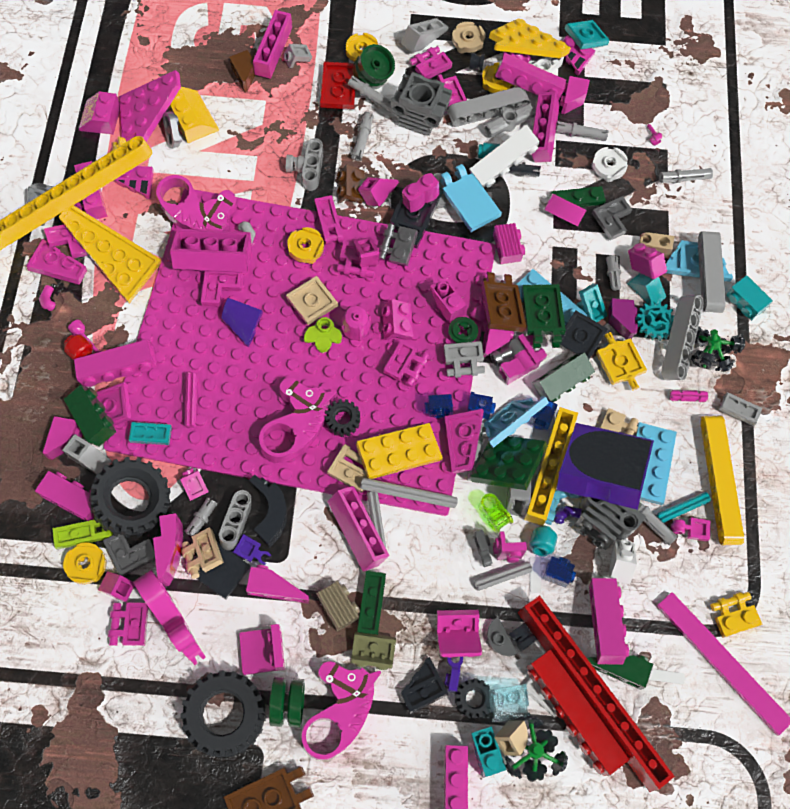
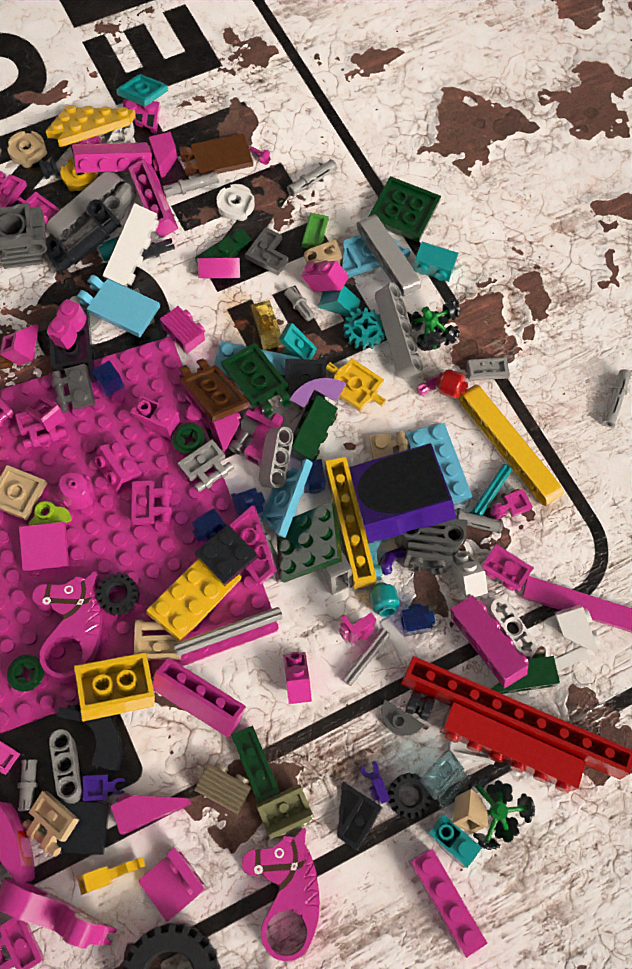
camera: 30 degrees left, 0 degrees up
(216, 615) = (103, 877): none -> yellow piece
(239, 430) = (16, 669): none -> dark green gear
(286, 702) = (227, 923): dark green wheel -> none
(302, 483) = (114, 686): none -> yellow brick
(309, 351) = (43, 546): none -> dark pink tile
(375, 514) = (208, 672): light grey axle -> none
(428, 251) = (108, 378): none -> clear blue brick
(440, 435) = (226, 555): none -> black plate
(440, 559) = (297, 678): none -> dark pink slope
(449, 139) = (106, 224): none -> black piece
(458, 633) = (358, 741): dark pink bracket -> none
(483, 543) = (329, 638): dark grey plate -> none
(496, 513) = (324, 600): clear neon green piece -> none
(514, 387) = (275, 467): none -> light grey beam
(576, 274) = (266, 324): none -> clear yellow brick
(596, 350) = (327, 387): none -> medium lavender brick
(617, 118) = (217, 155): none -> reddish brown tile
(622, 317) = (332, 341): magenta slope -> none
(640, 618) = (527, 639): none -> white beam
(658, 575) = (507, 568): none -> dark pink bracket
(662, 220) = (315, 230): none -> bright green tile
(686, 653) = (575, 627): none -> white slope
(701, 404) = (451, 384): none -> red head
(737, 621) = (601, 566): yellow plate -> none
(750, 240) = (405, 208): none -> dark green plate

